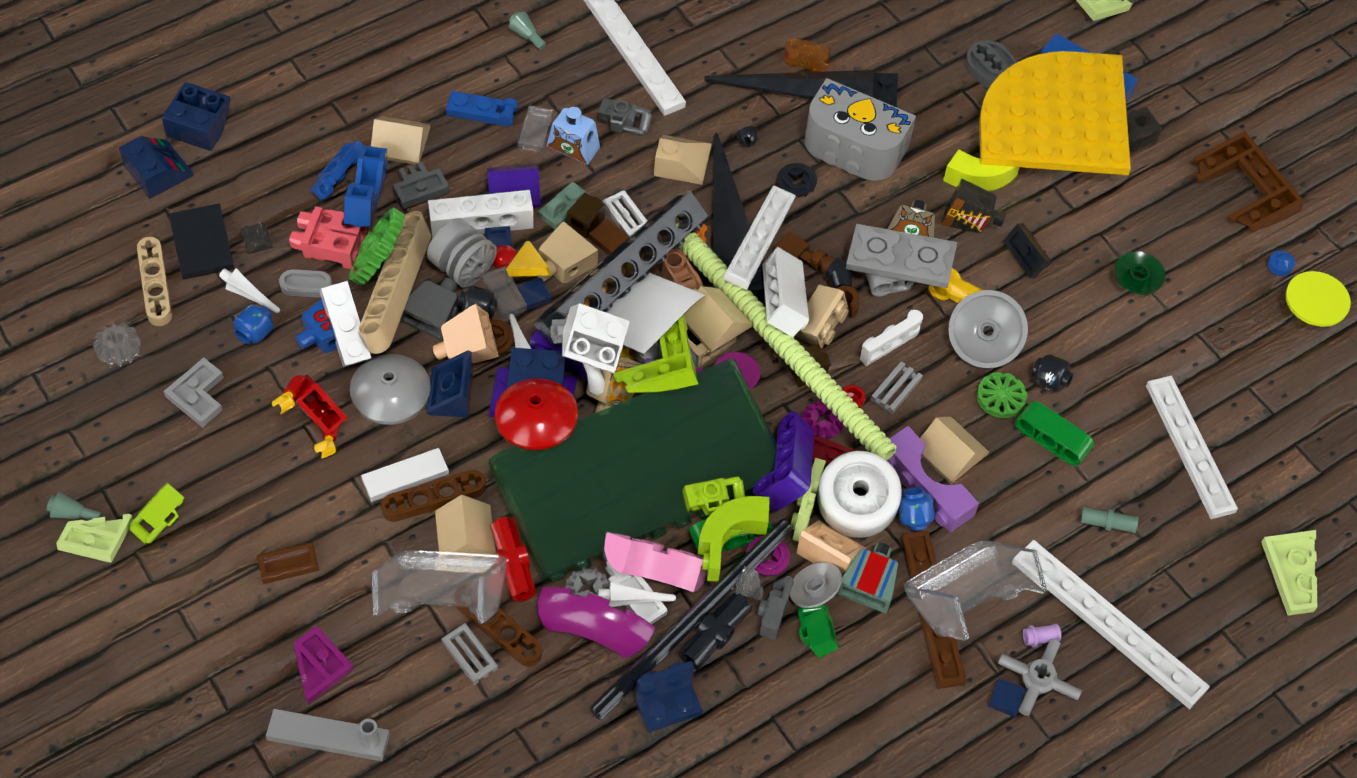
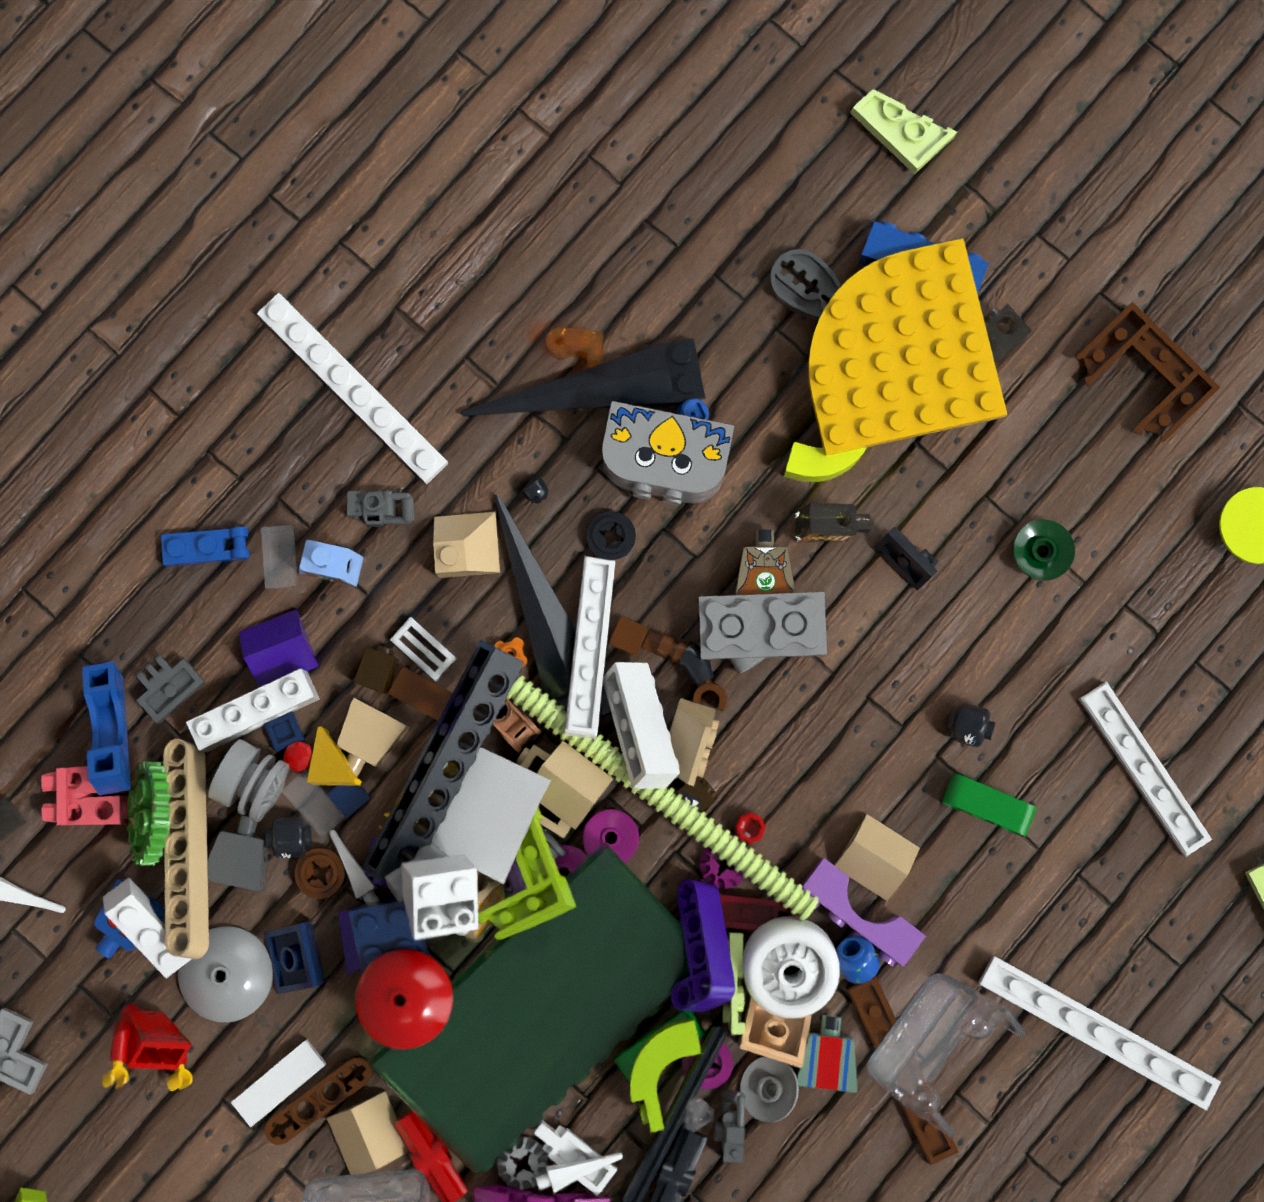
camera: 10 degrees left, 25 degrees up
(253, 324) = (42, 944): blue head -> none
(304, 282) = (81, 863): light grey tile -> none
(336, 168) = (62, 695): blue hinge -> none
(402, 138) = (121, 623): tan slope -> none
(468, 331) = (293, 894): light nougat torso -> none
(522, 25) = (217, 407): sand green cone -> none
(556, 210) = (346, 659): sand green hinge -> none
(650, 561) = (584, 1117): bright pink brick -> none
(711, 494) = (629, 1025): lime piece -> none
(818, 630) = (787, 1146): green piece -> none
(891, 338) = (777, 730): white plate -> none
(907, 373) = (807, 802): light grey tile -> none
(956, 290) = (845, 641): yellow piece -> none
(985, 310) = (890, 709): light grey dish -> none
(1001, 395) = (918, 768): bright green wheel -> none
(1006, 697) = (1005, 1155): dark blue tile -> none
(1036, 685) = (1032, 1113): light grey bar -> none
(1038, 635) = (1027, 1069): lavender pin -> none
(1109, 519) = (1072, 900): sand green pin -> none
(1281, 263) = (1205, 477): blue tile -> none

